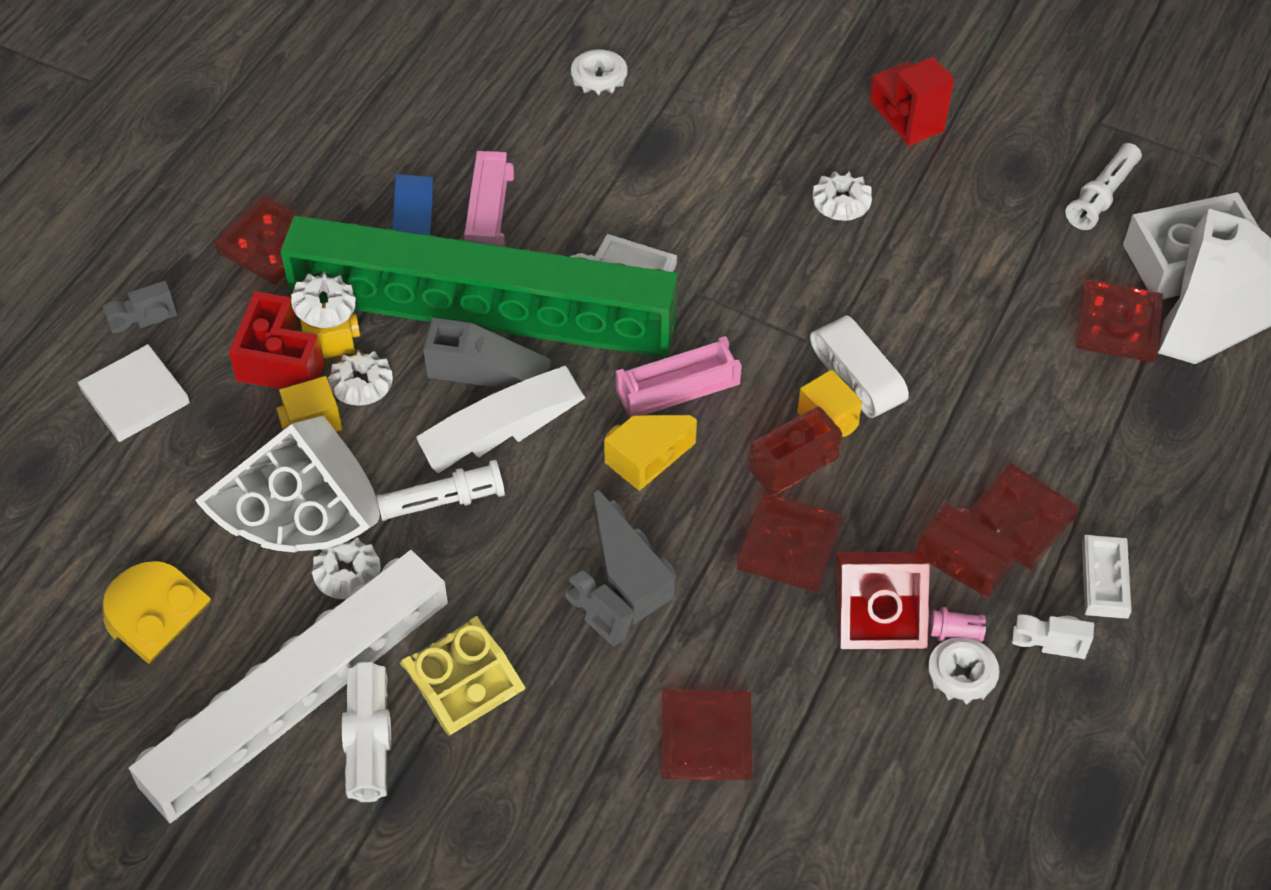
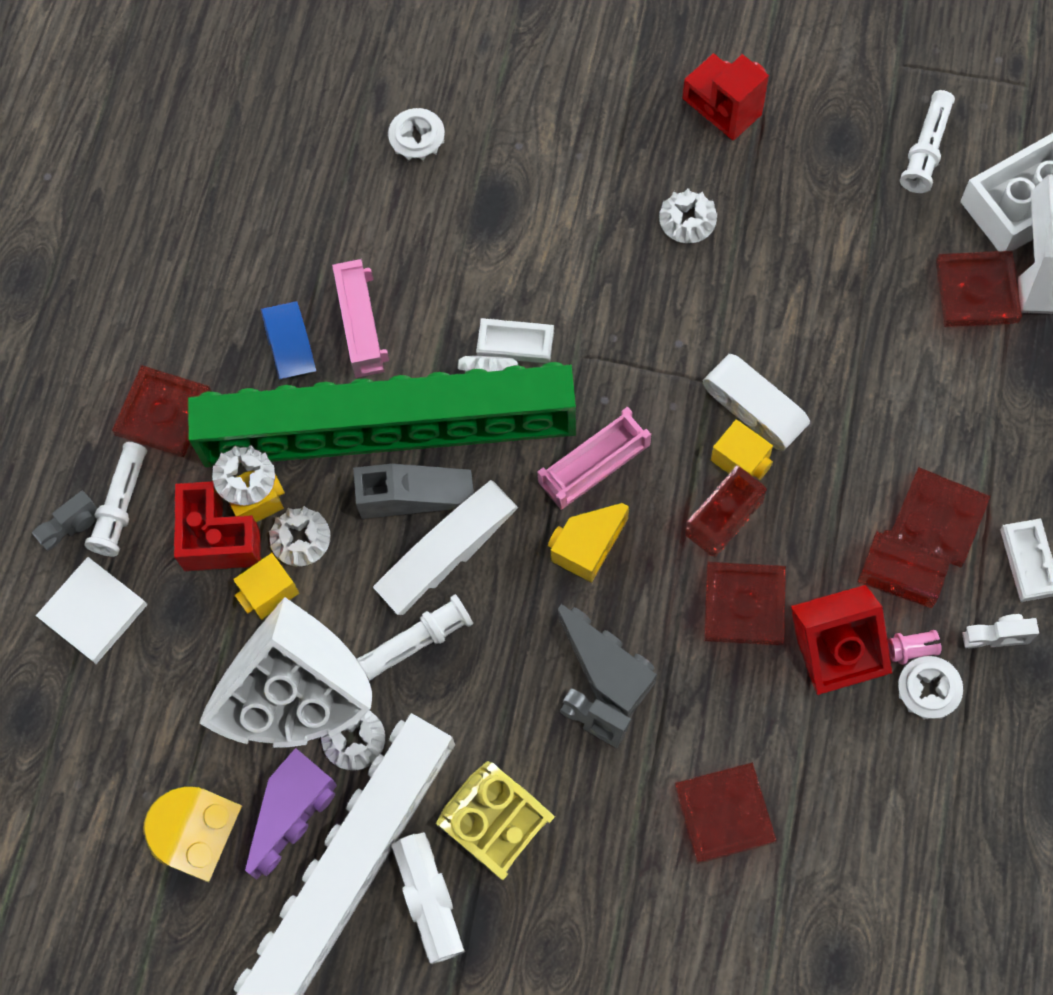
camera: 10 degrees left, 15 degrees up
(187, 313) = (112, 515): none -> white pin
(255, 609) = (288, 802): none -> medium lavender slope

